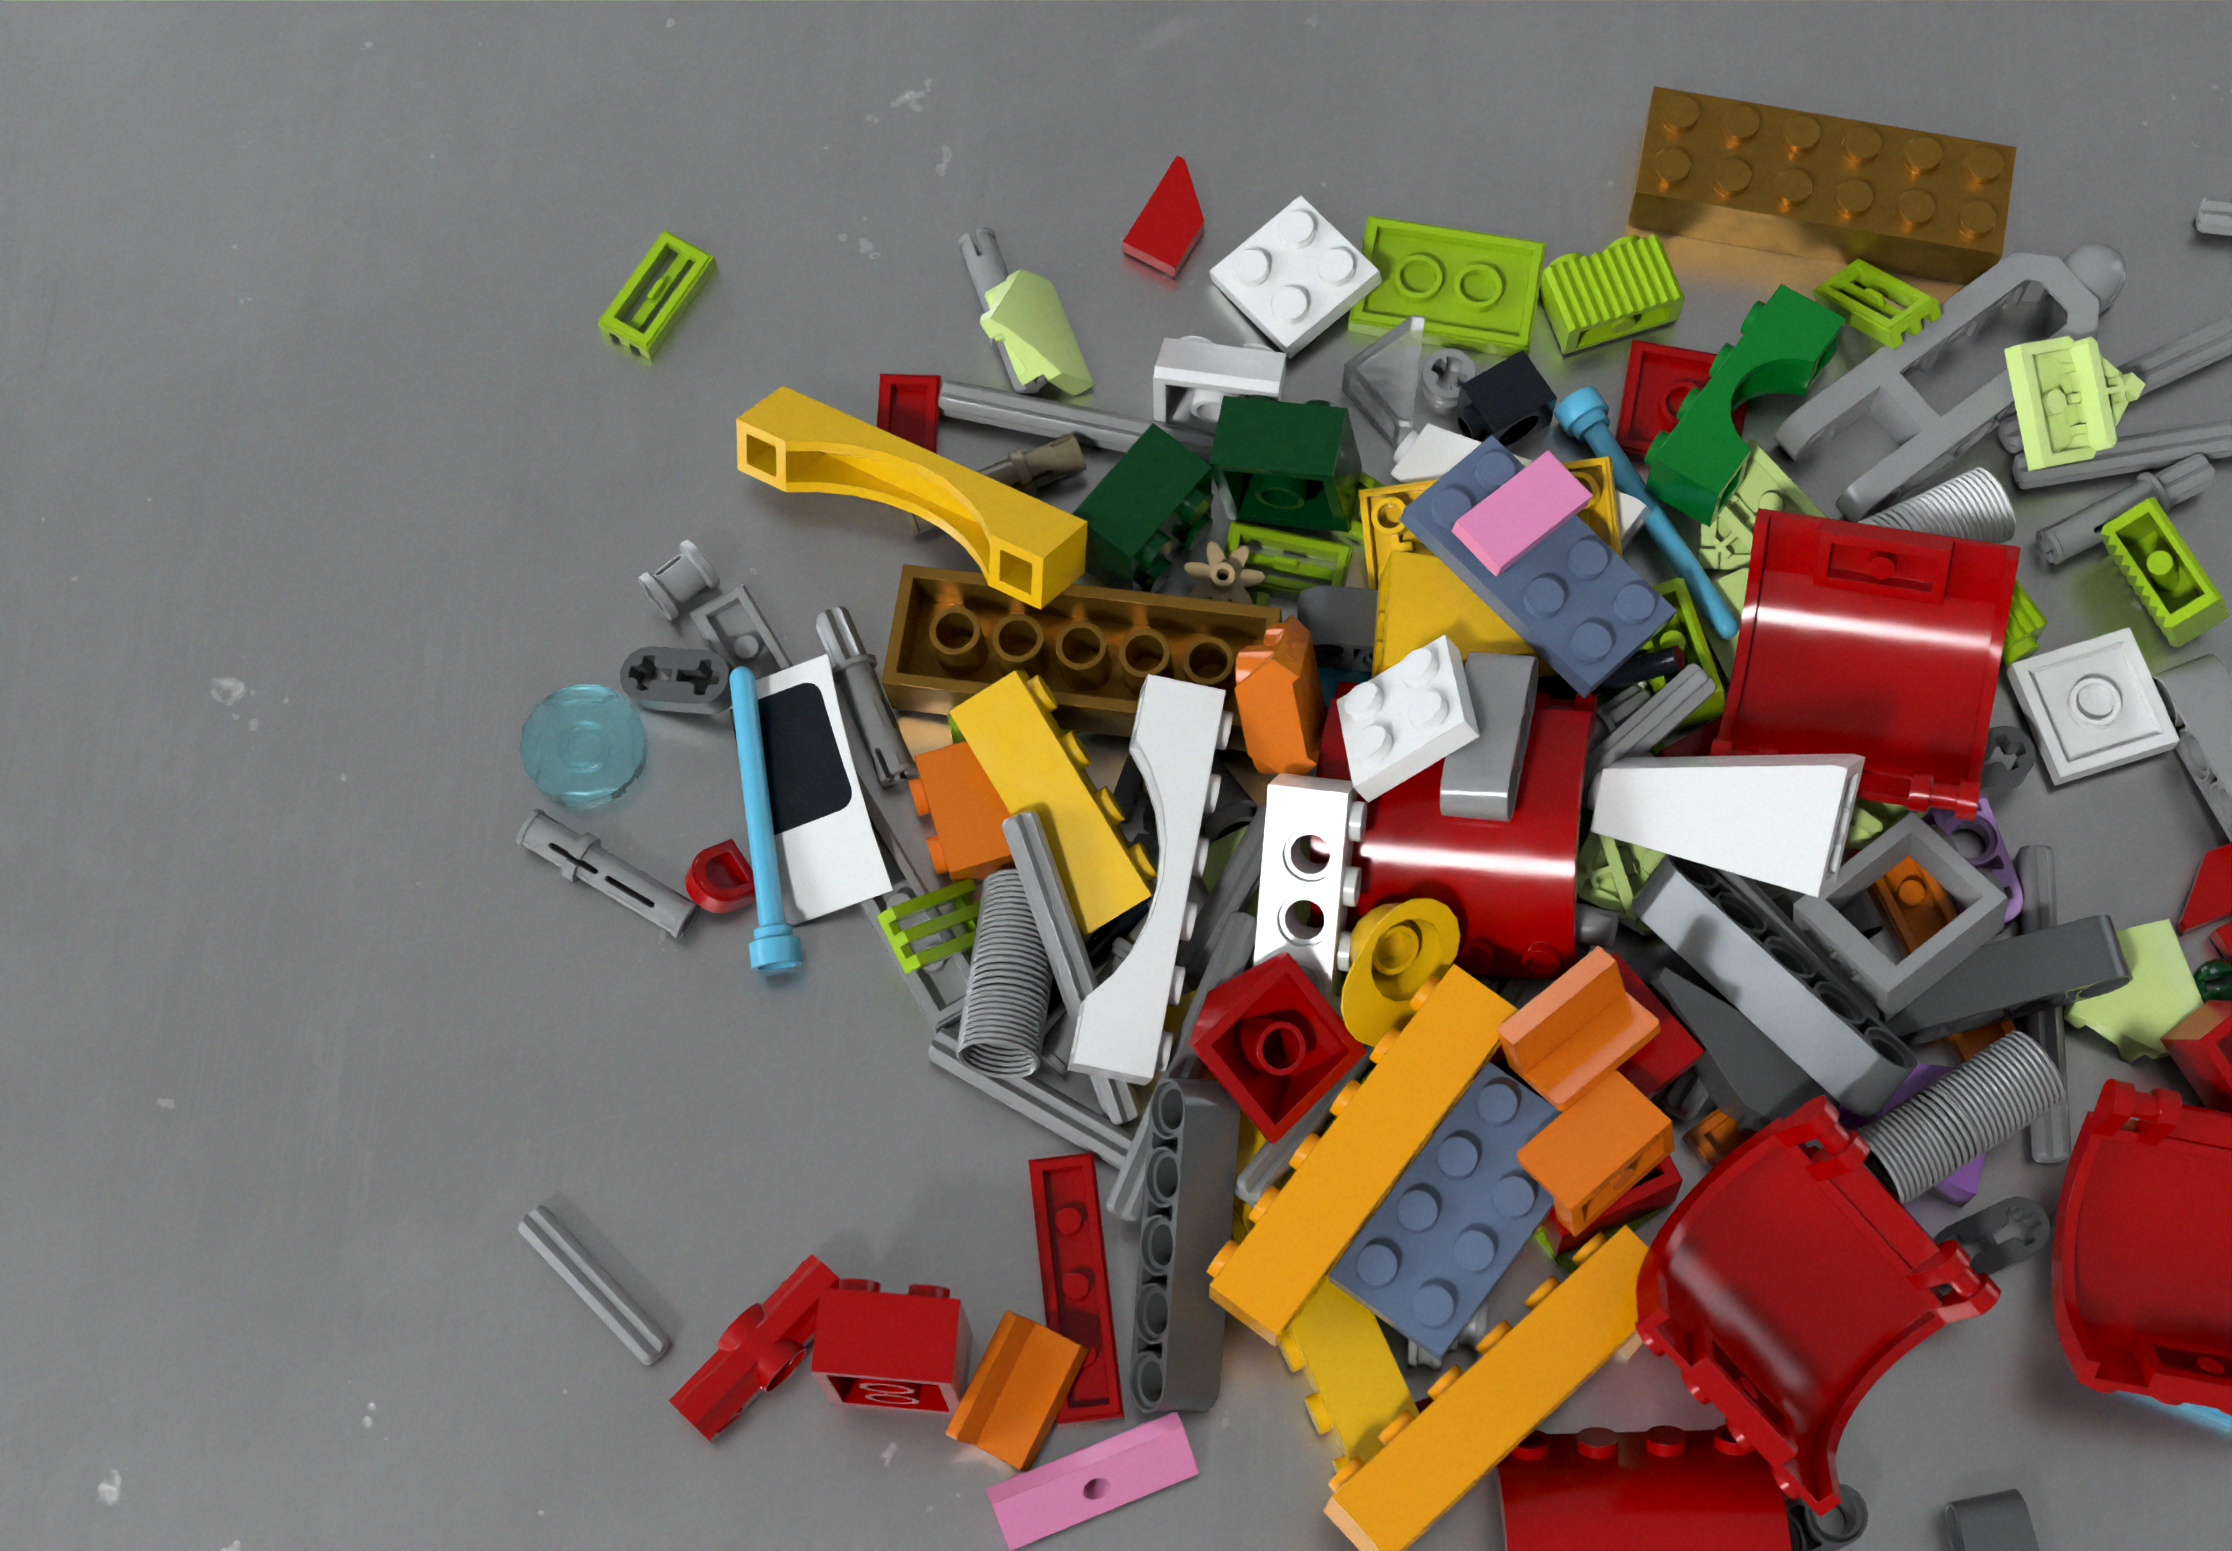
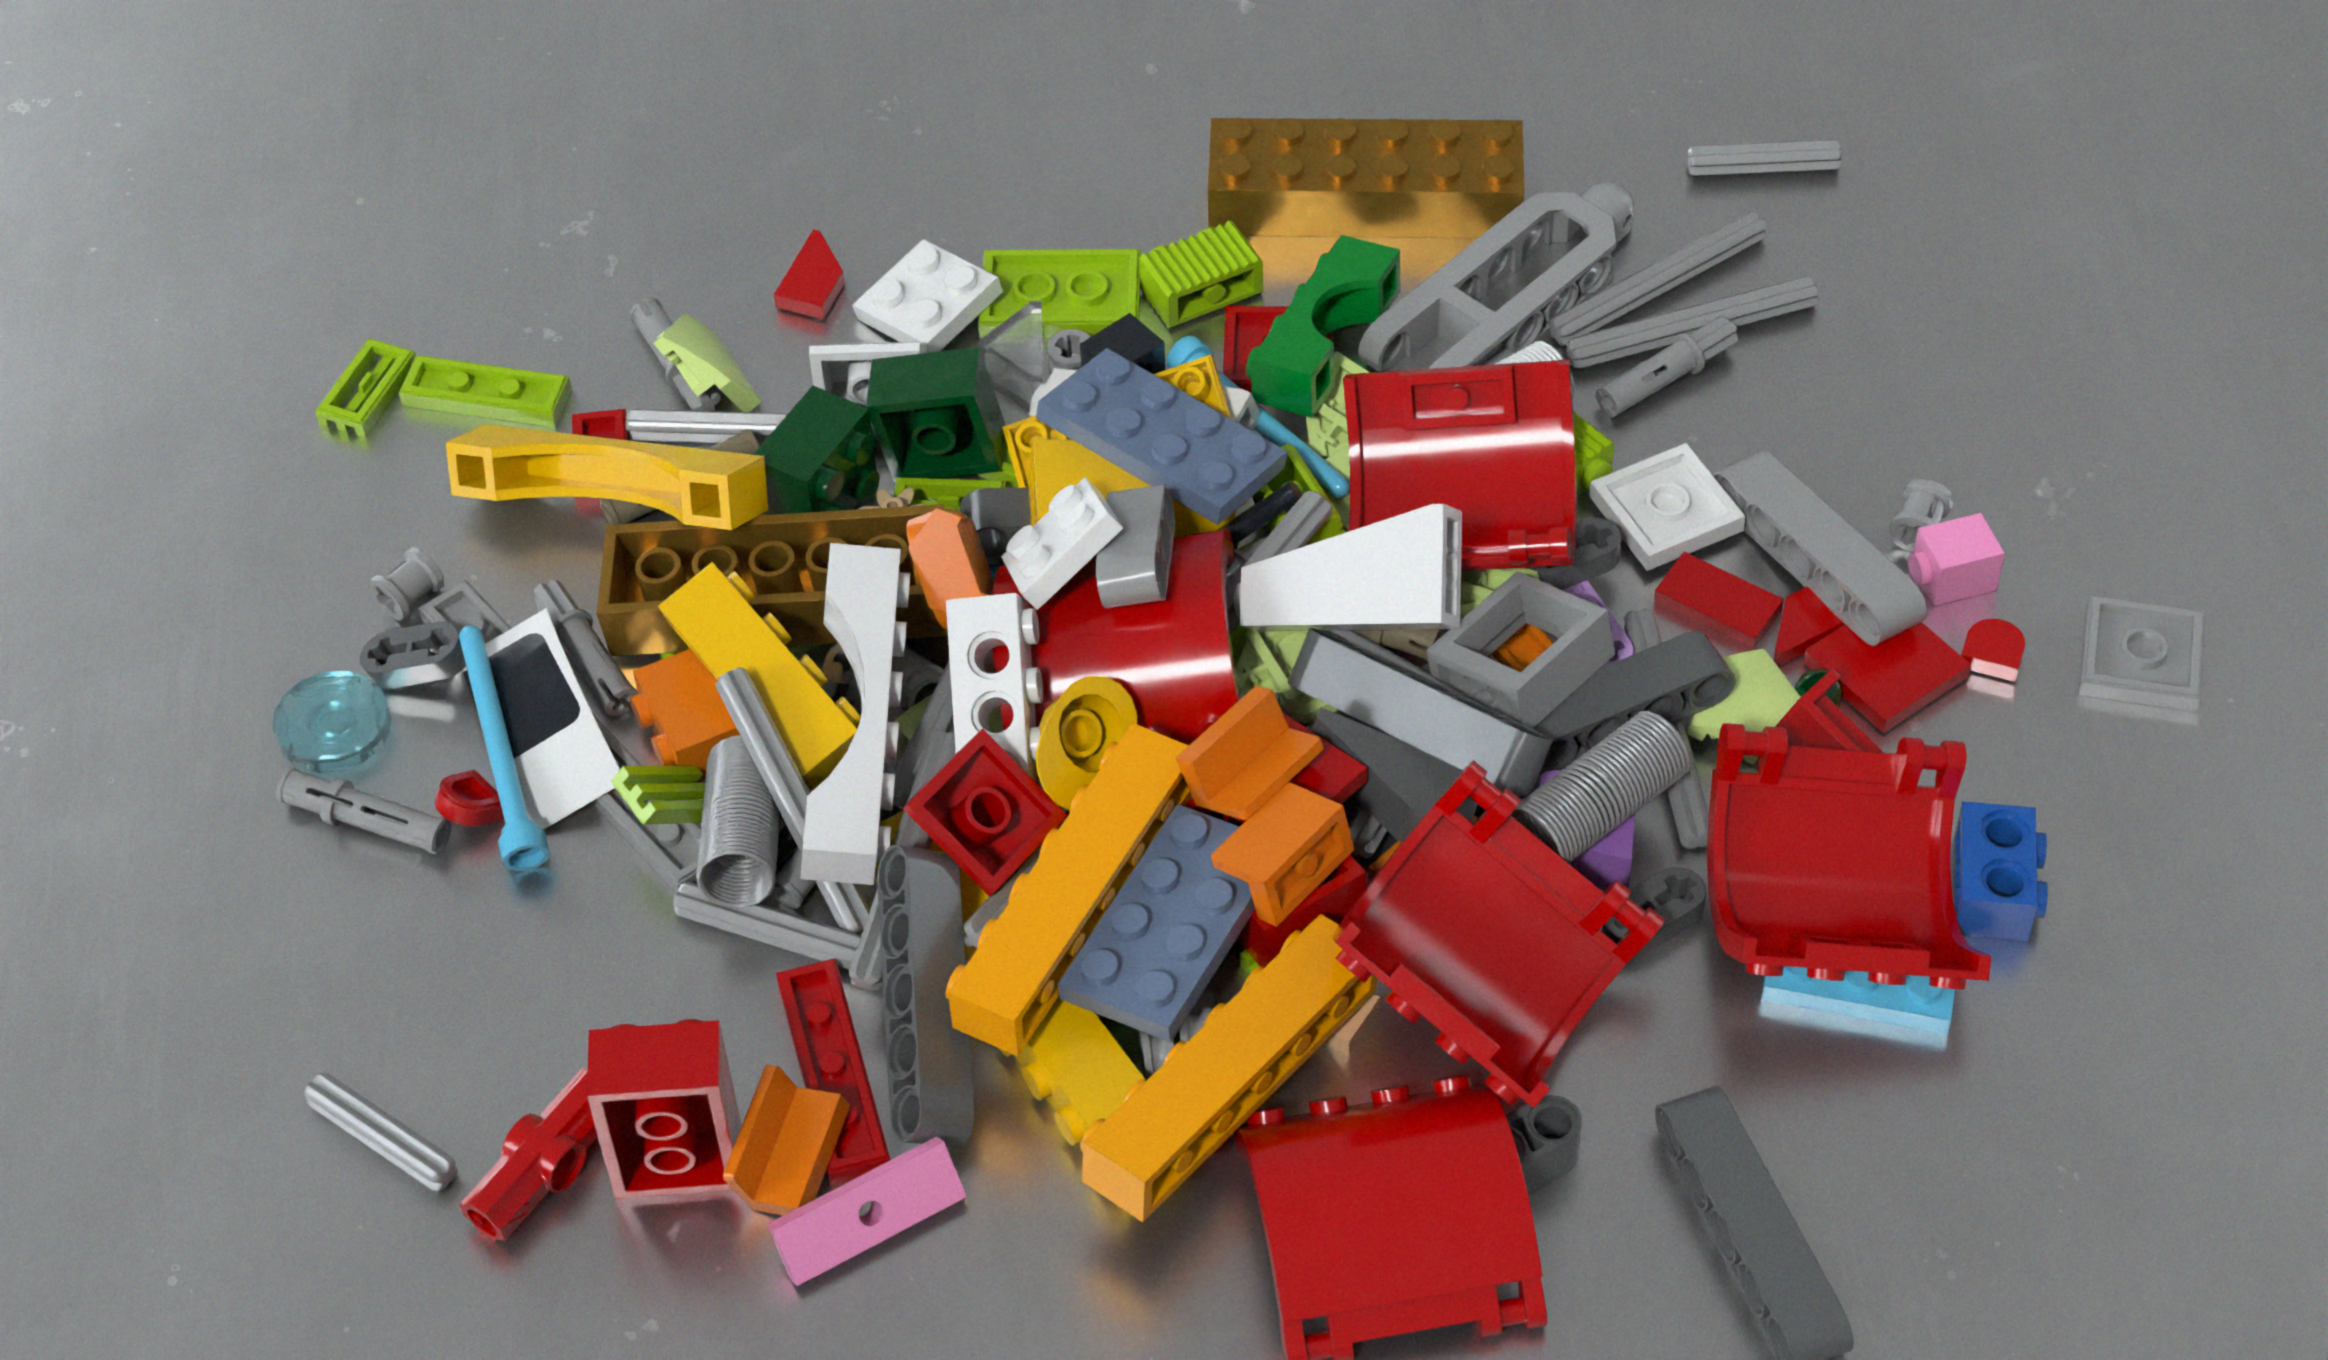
camera: 10 degrees left, 20 degrees down
(788, 320) = (485, 391): none -> lime tile
(1521, 513) = (1139, 387): bright pink tile -> none
(1868, 310) = (1433, 244): lime tile -> none
(2067, 399) = (1598, 285): yellowish green slope -> none
(2129, 839) = (1719, 600): none -> red tile
(2164, 572) = (1706, 397): lime brick -> none

